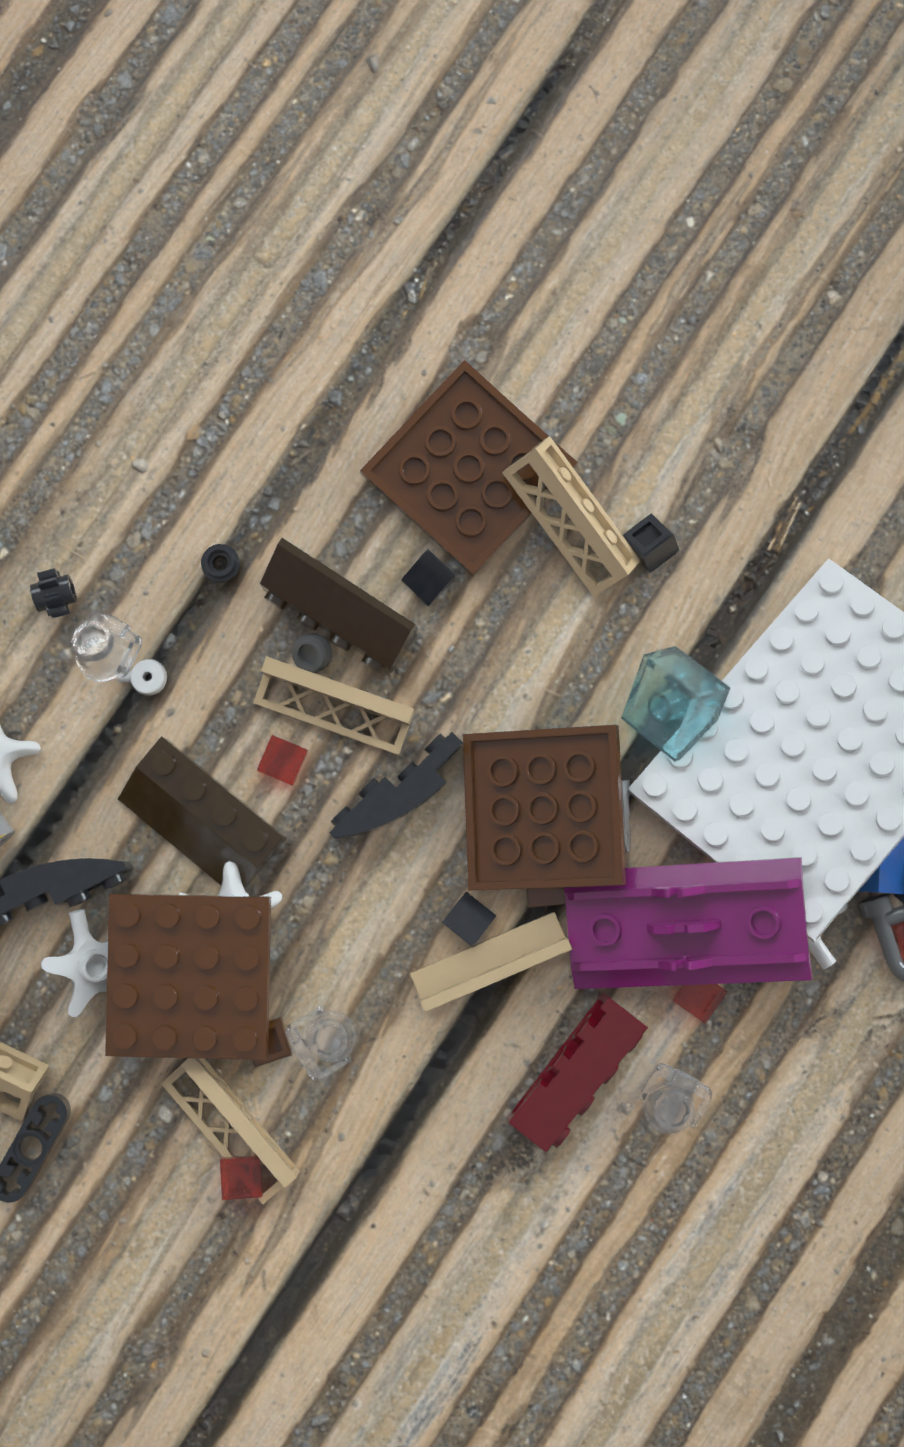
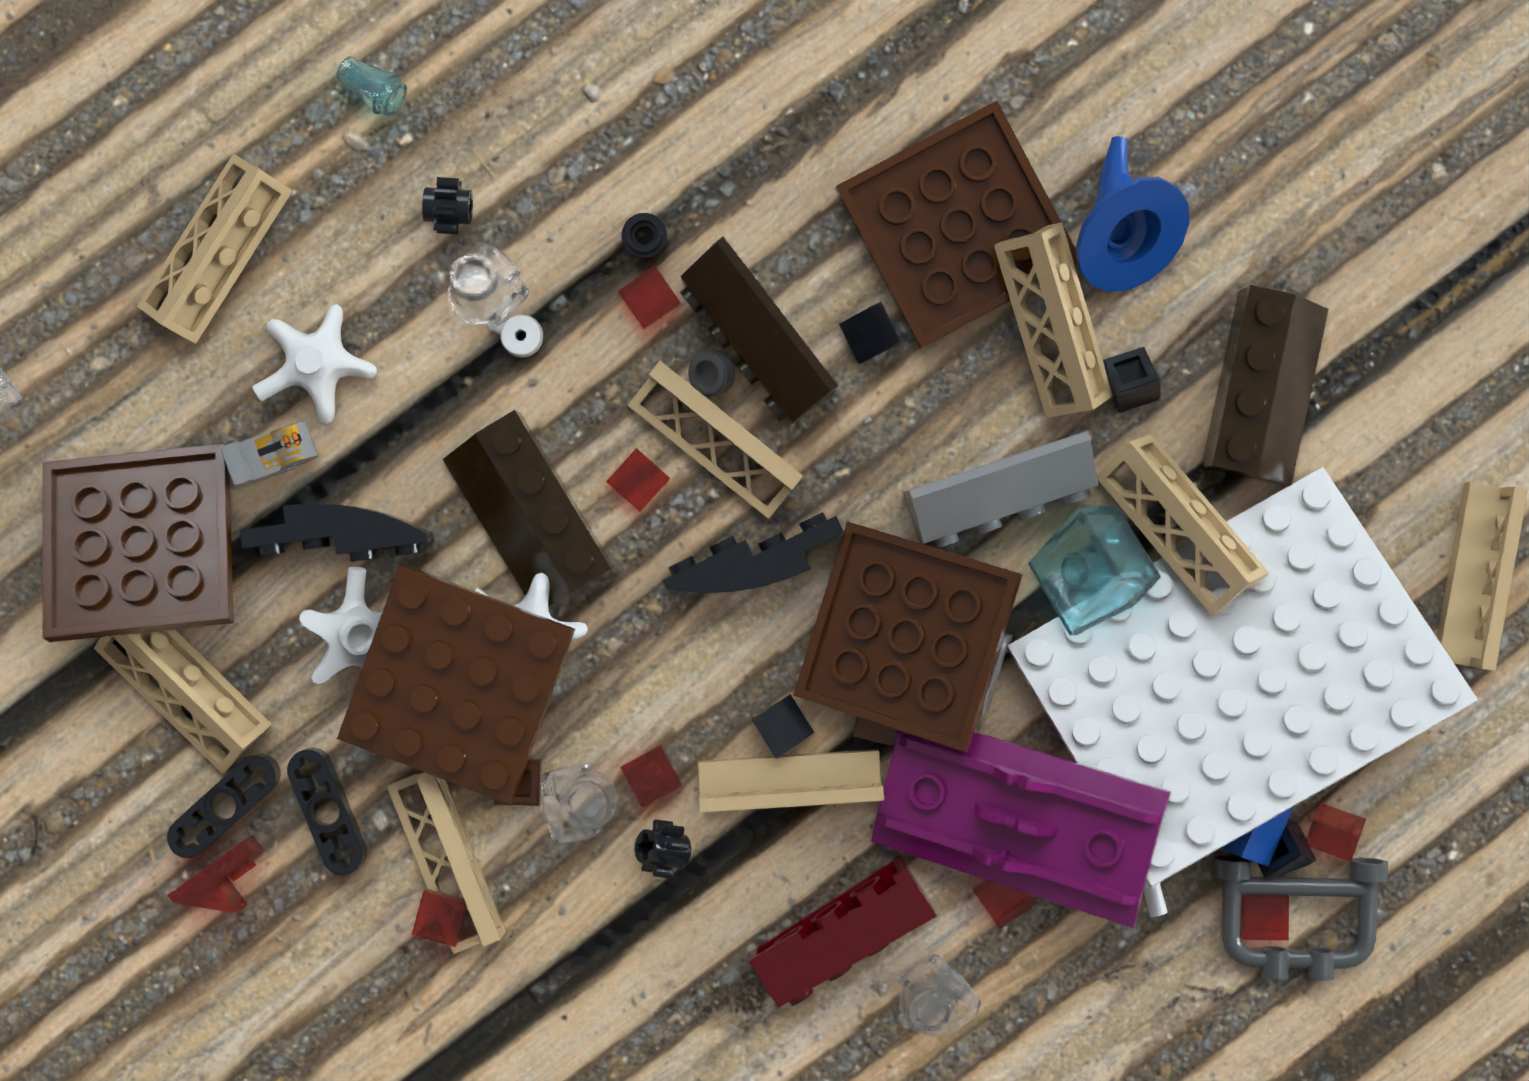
camera: 20 degrees right, 5 degrees up
(42, 1217) = (212, 886): none -> clear red slope
(101, 1122) = (349, 838): none -> black beam
(241, 611) = (649, 297): none -> clear red tile
(375, 998) = (651, 775): none -> clear red tile
(405, 1054) = (662, 848): none -> black gear
(577, 663) = (1001, 489): none -> light grey slope
(606, 421) = (1132, 226): none -> blue piece
(738, 630) = (1193, 514): none -> tan fence
(758, 510) = (1265, 385): none -> dark brown slope

